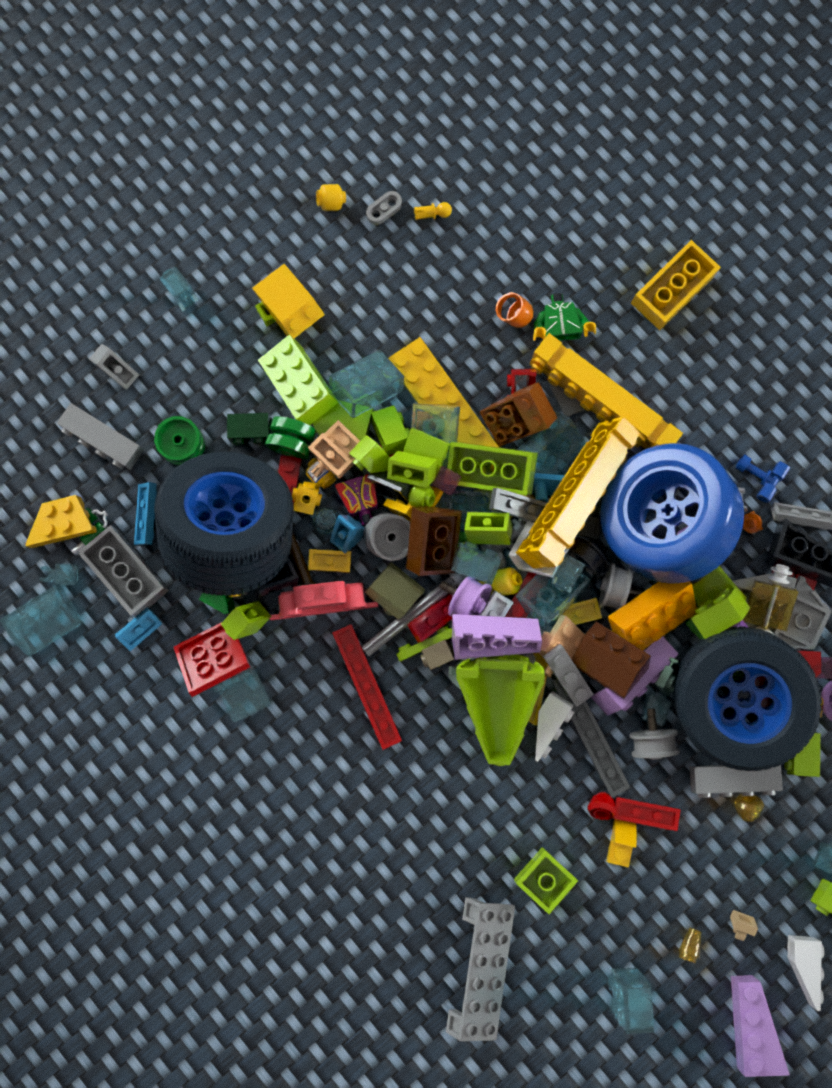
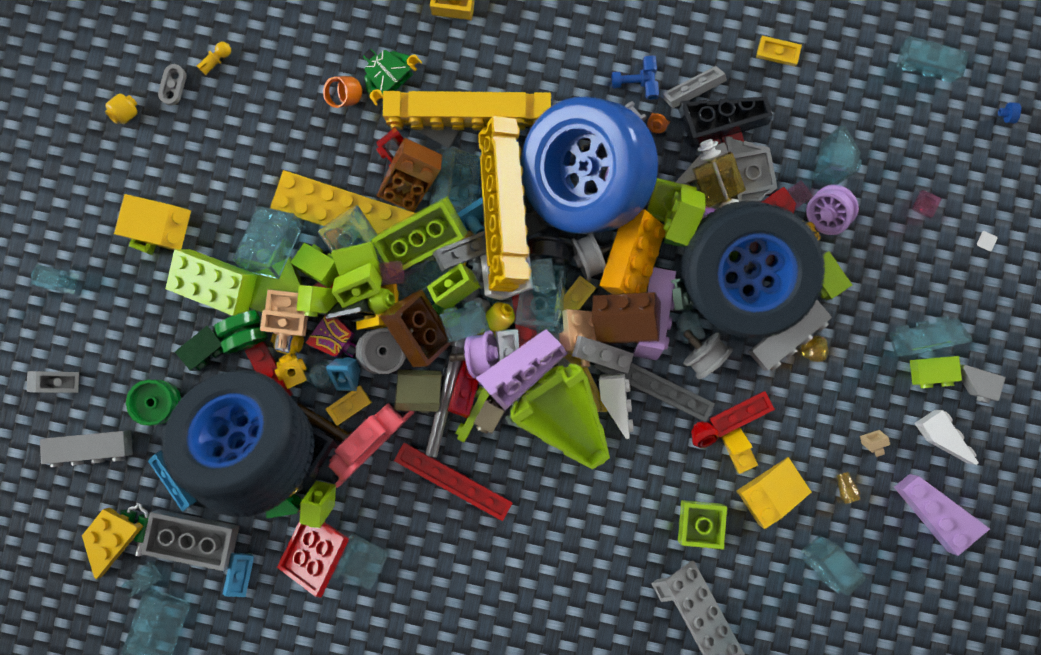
camera: 30 degrees left, 5 degrees up
(625, 901) = (774, 493): none -> yellow slope

